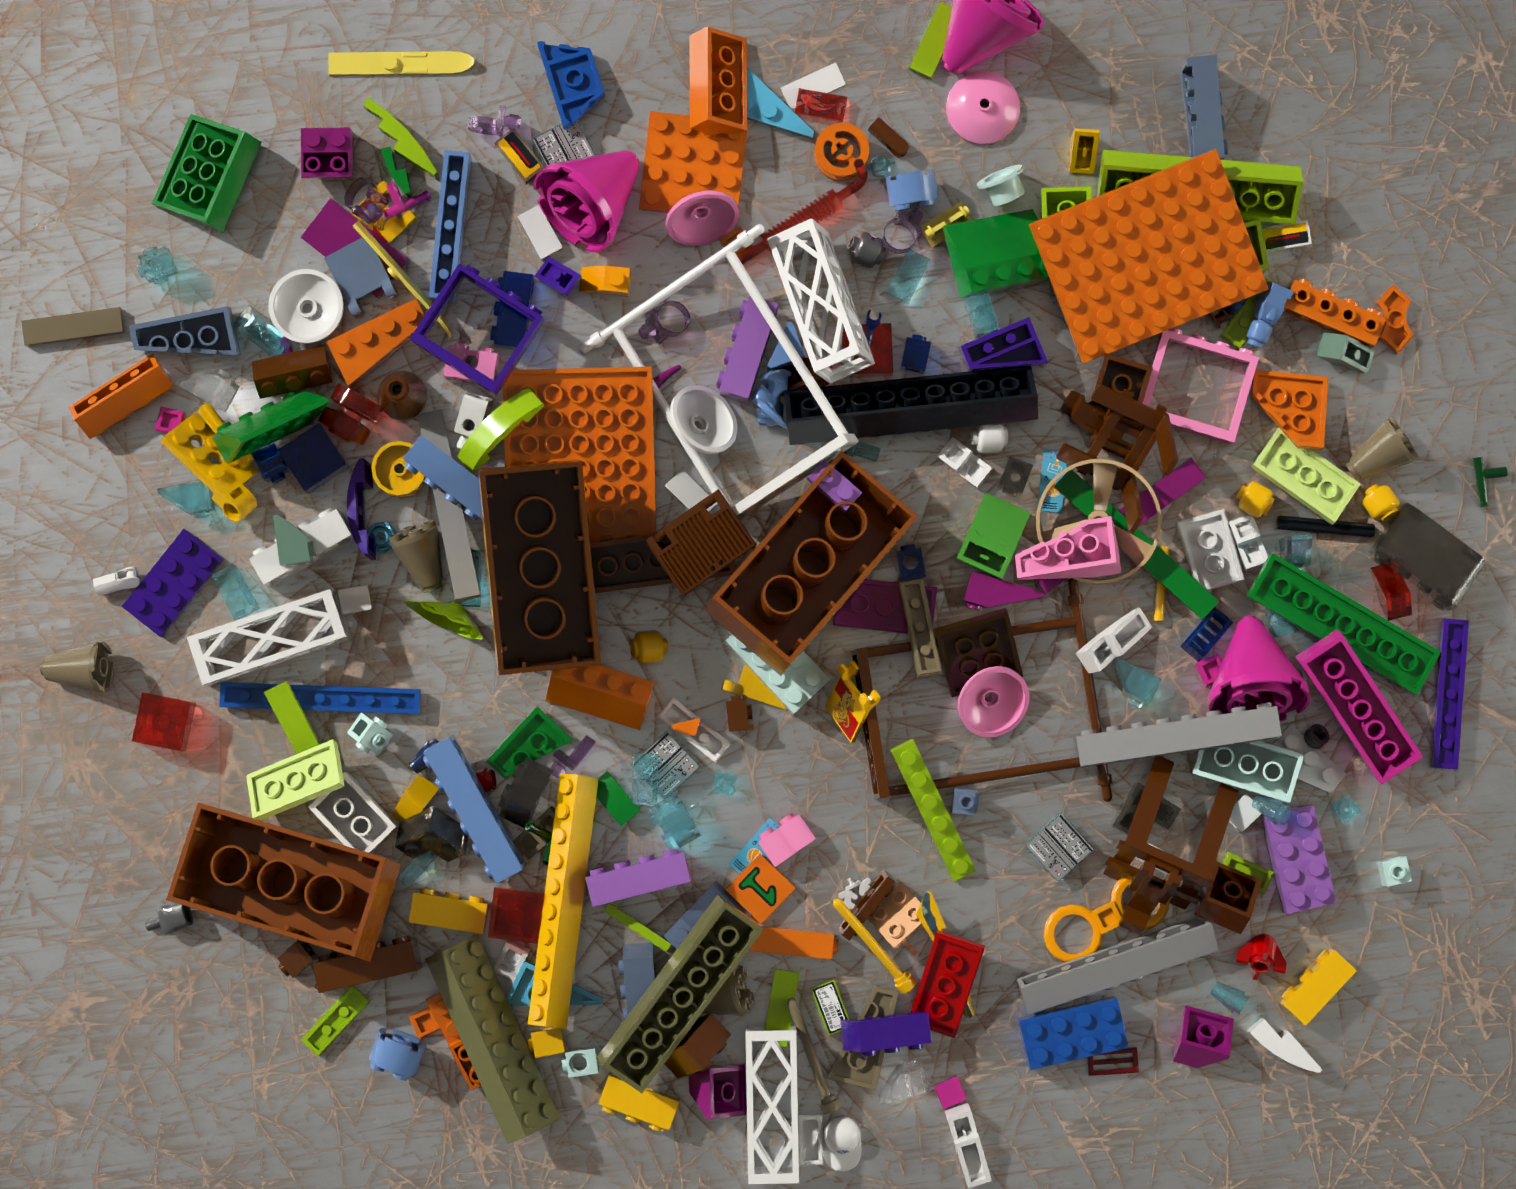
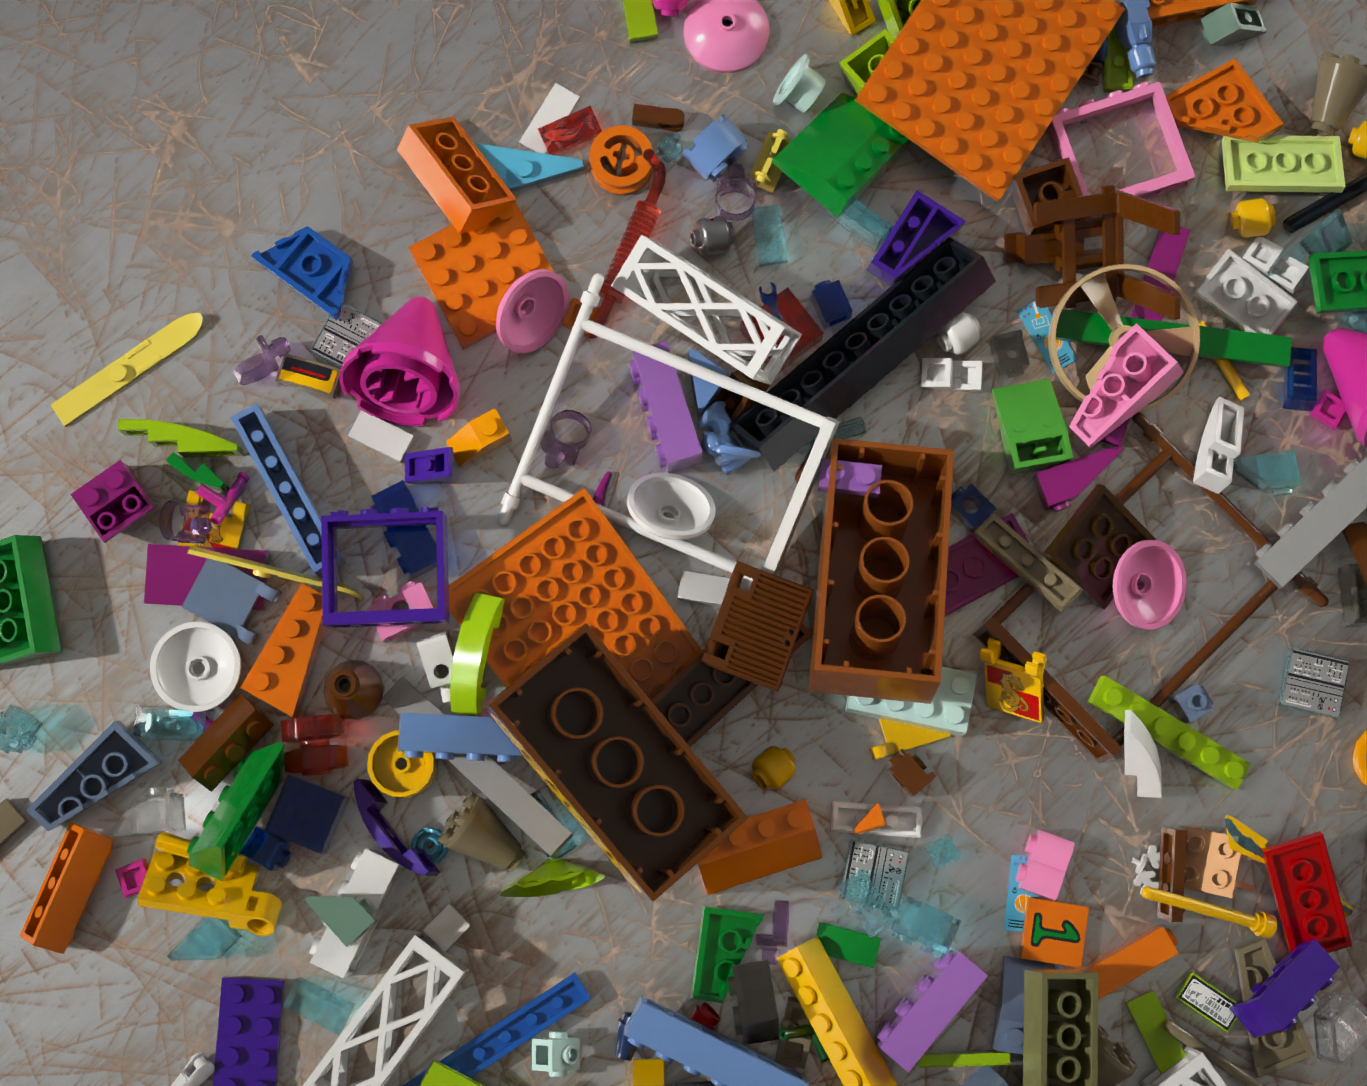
camera: 35 degrees left, 5 degrees down
(901, 812) = (1142, 757): none -> white slope

